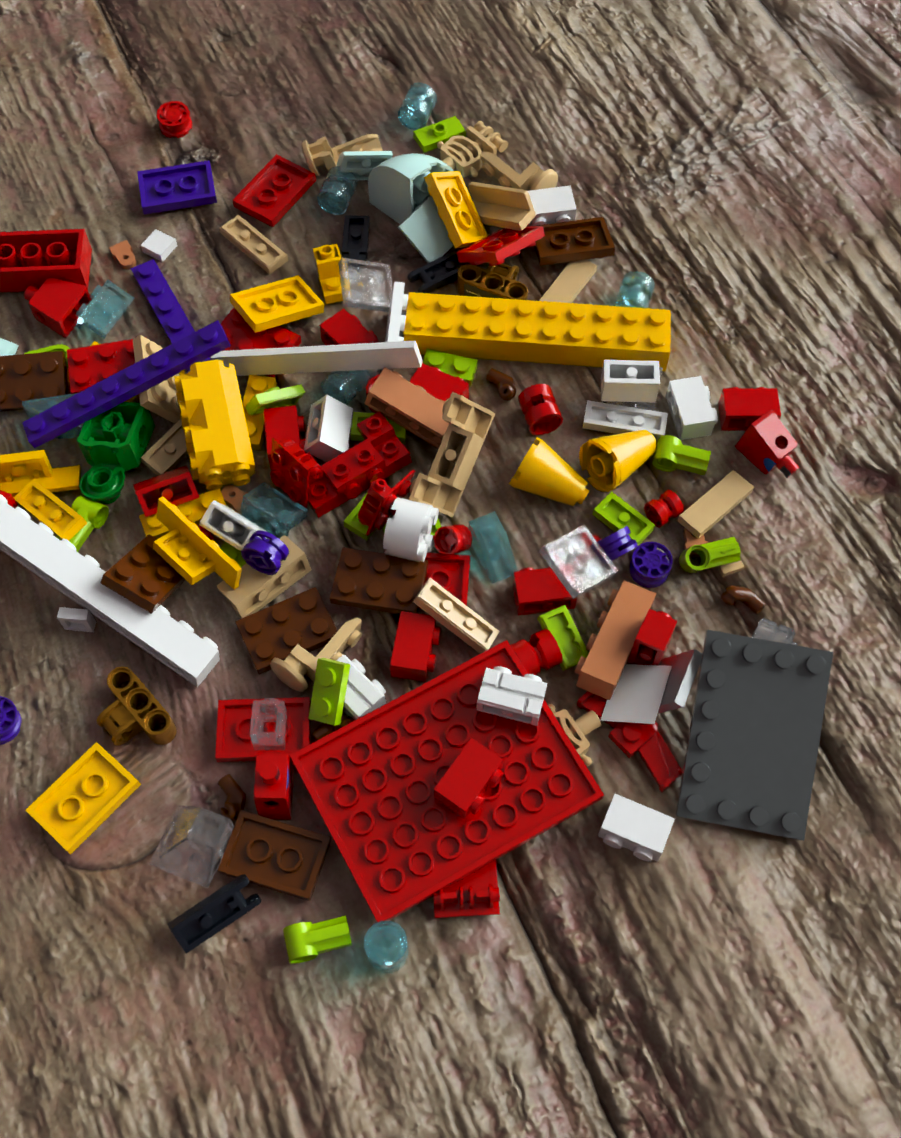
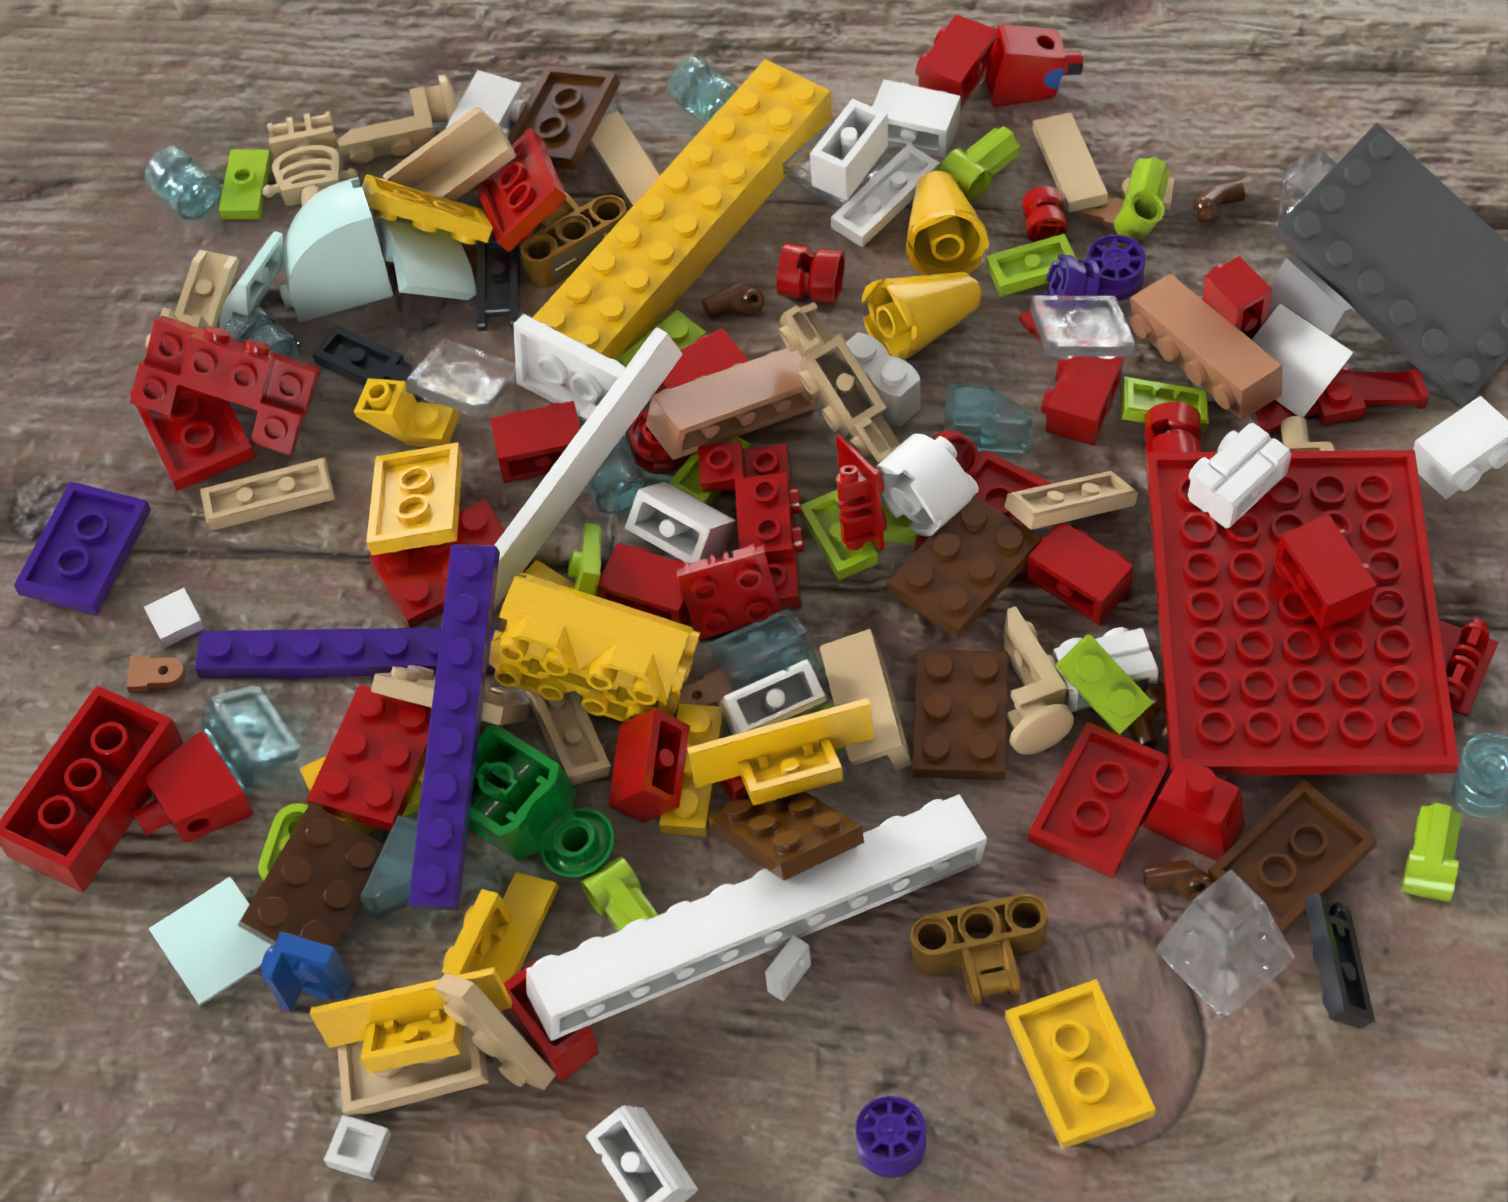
camera: 55 degrees left, 5 degrees down
(50, 510) = (590, 918): yellow plate -> none
(263, 553) = (854, 666): dark purple wheel -> none
(268, 711) = (1116, 759): clear window -> none
(302, 185) = (228, 370): none -> red bracket
(486, 478) = (891, 377): none -> white brick

